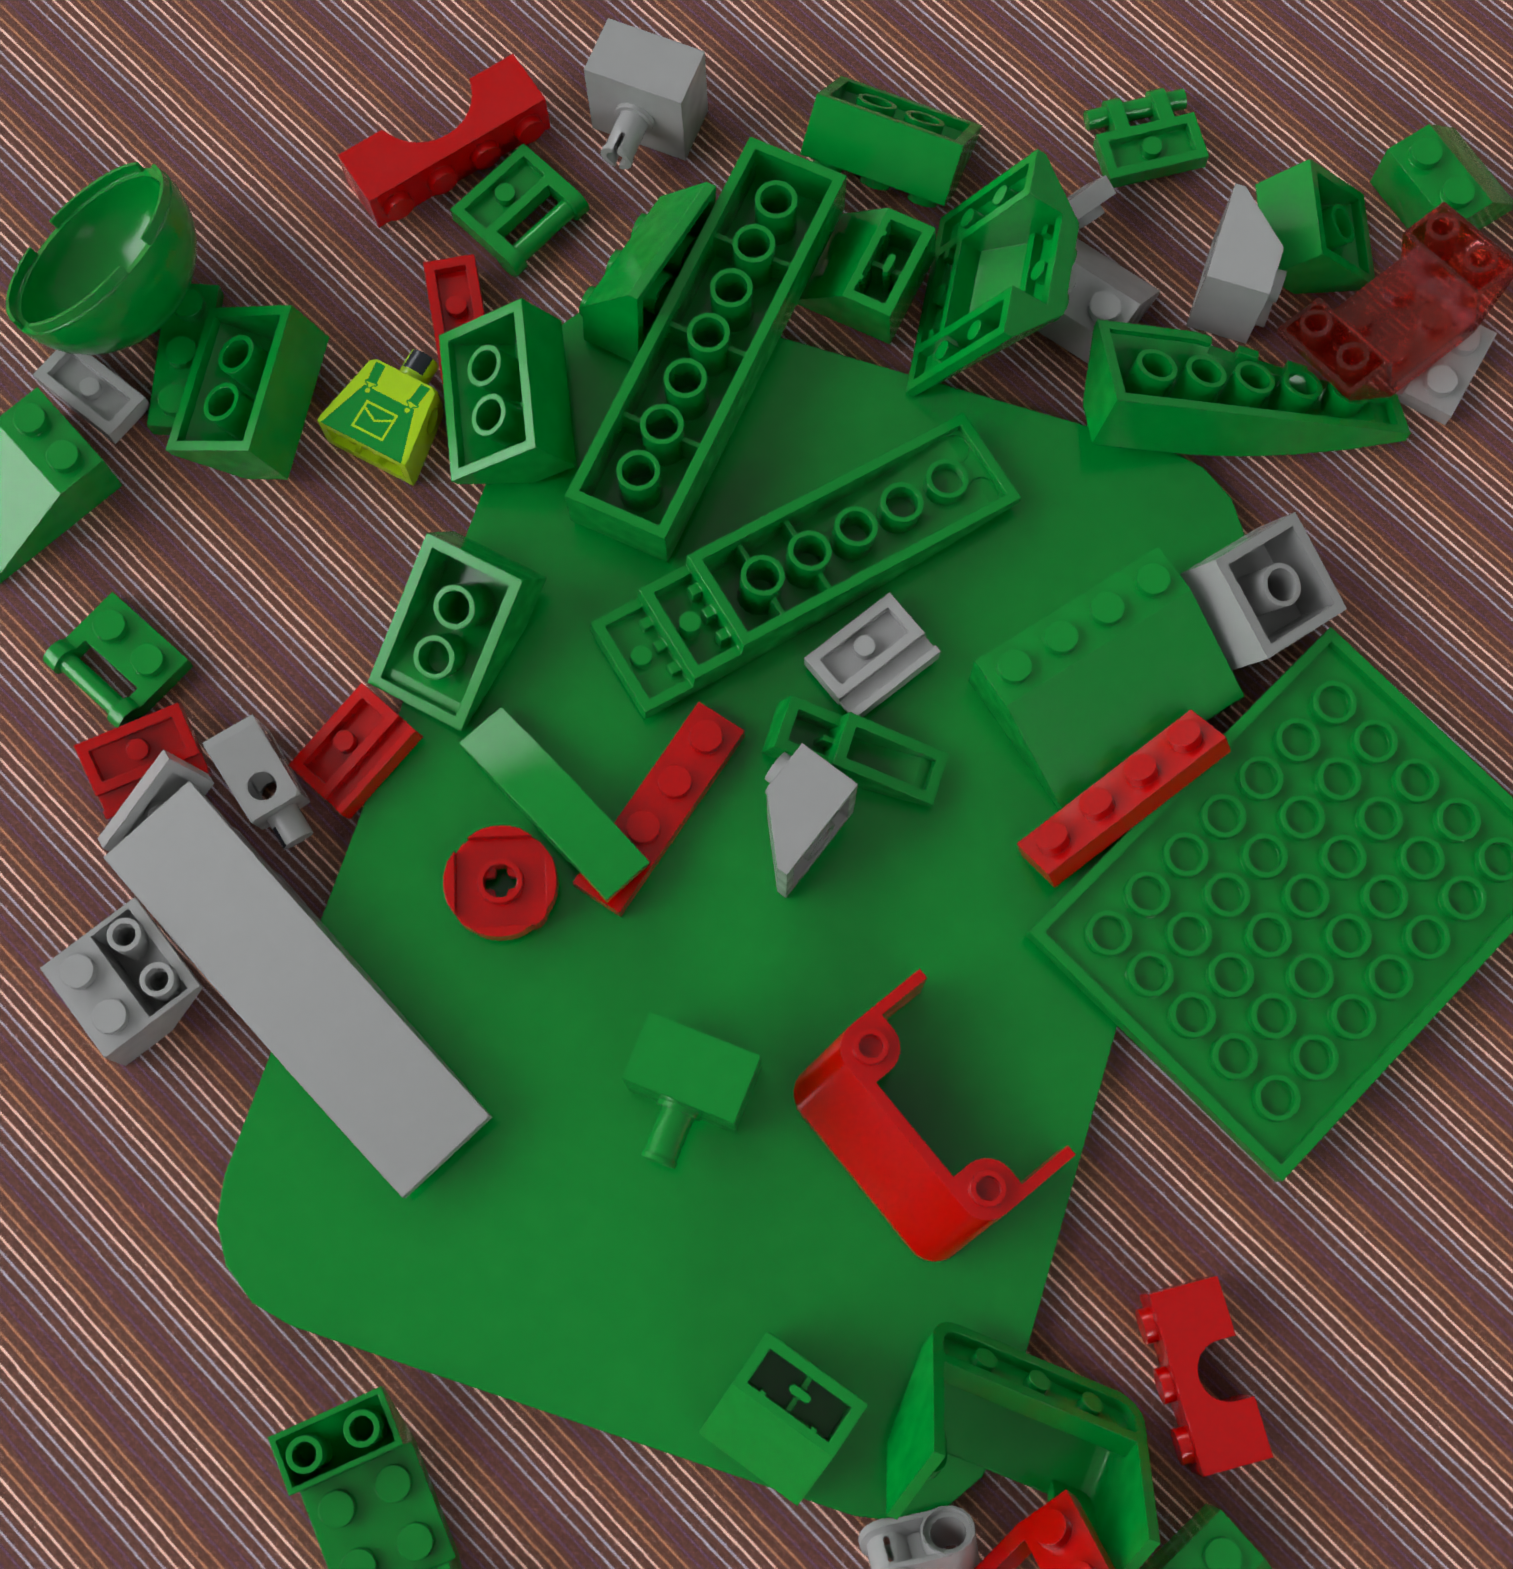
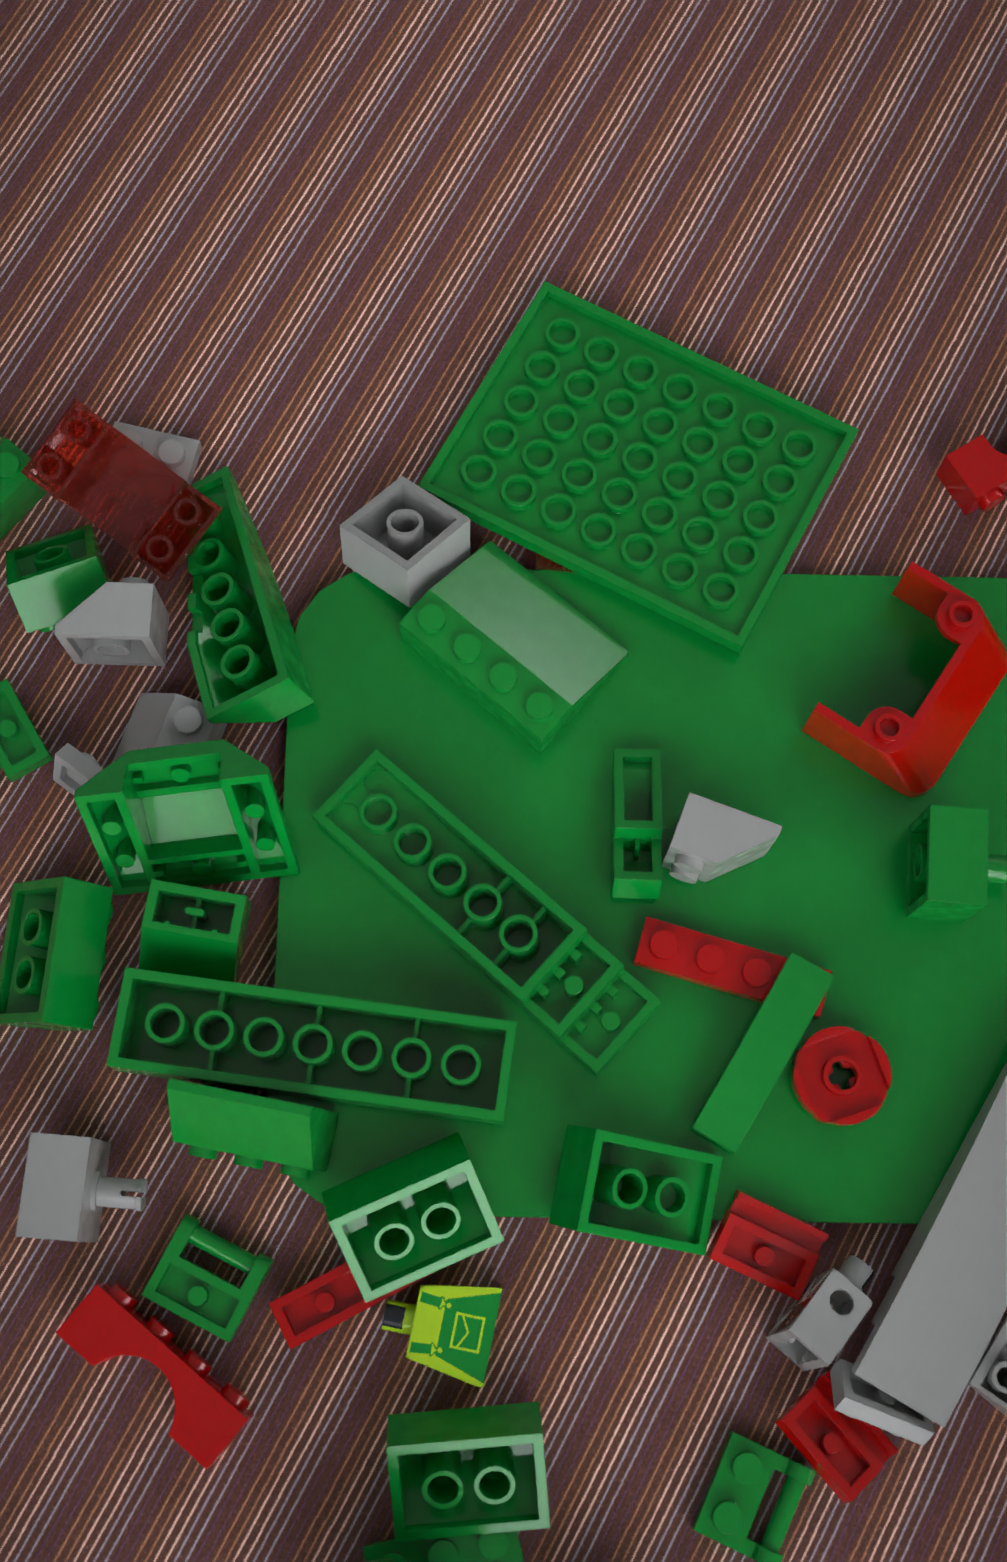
camera: 110 degrees left, 0 degrees up
(872, 657) = (551, 831): light grey plate -> none
(1123, 797) = (608, 605): red plate -> none

